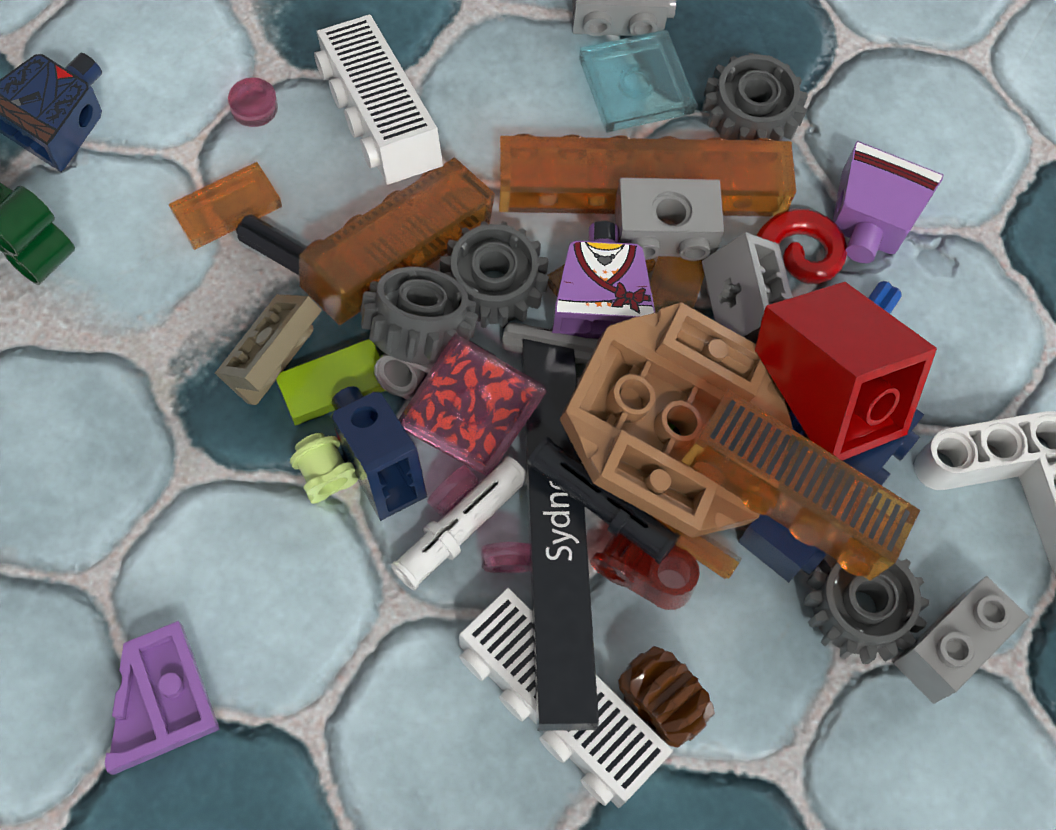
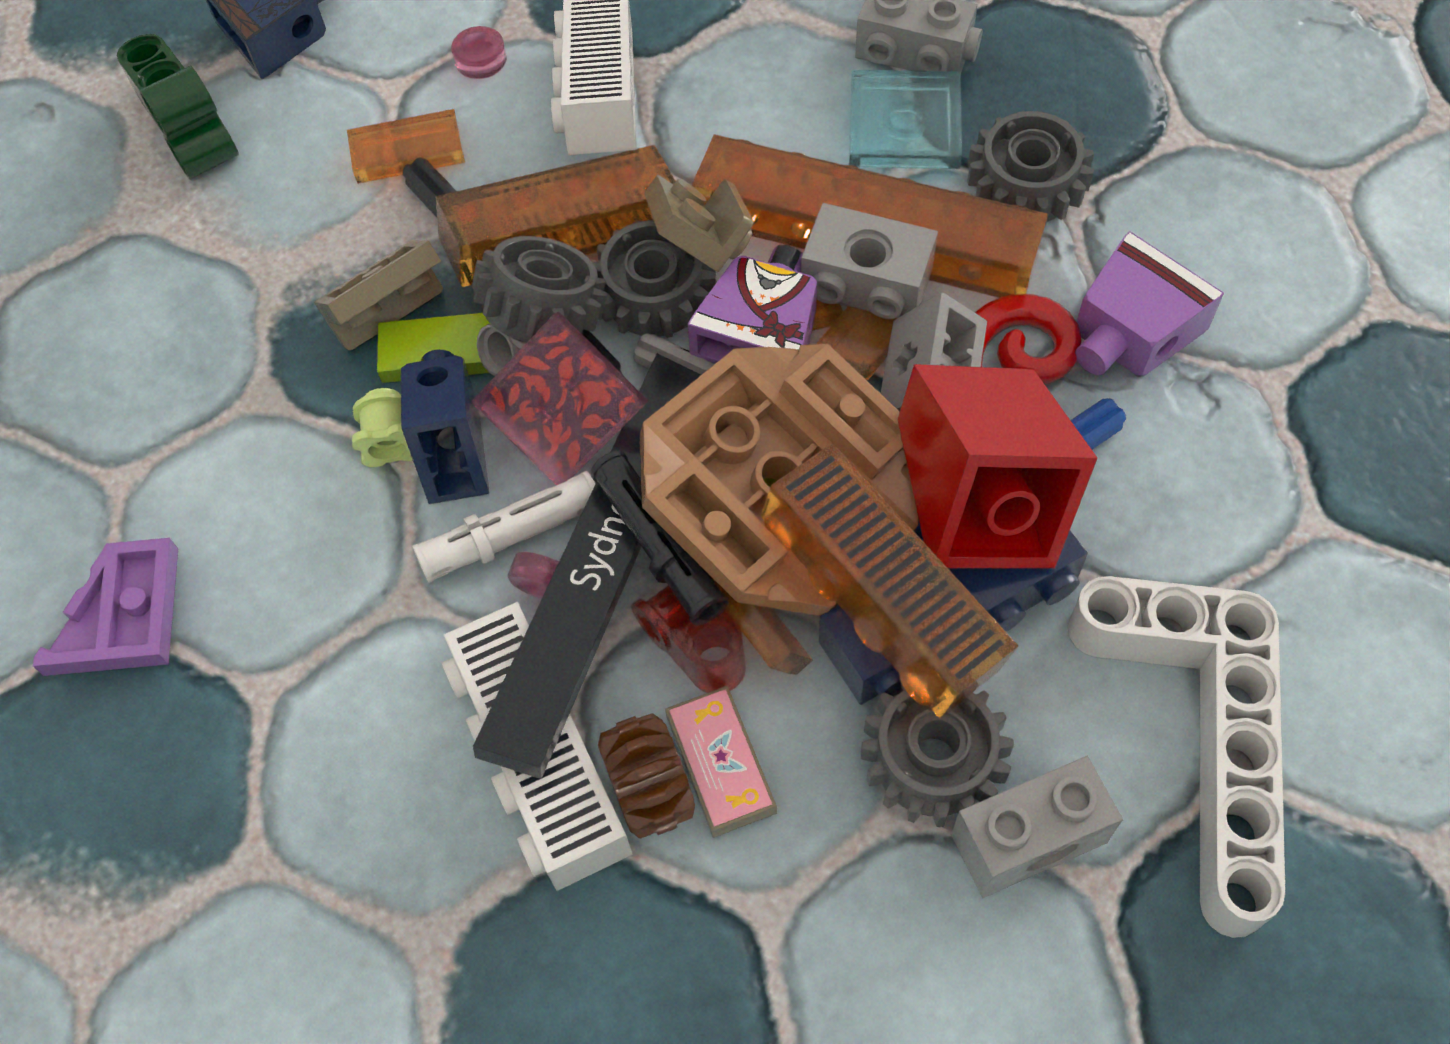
camera: 30 degrees right, 5 degrees down
(452, 490) = (510, 486): clear pink tile -> none
(534, 218) = (704, 231): none -> dark tan bracket
(709, 659) = (721, 761): none -> bright pink tile

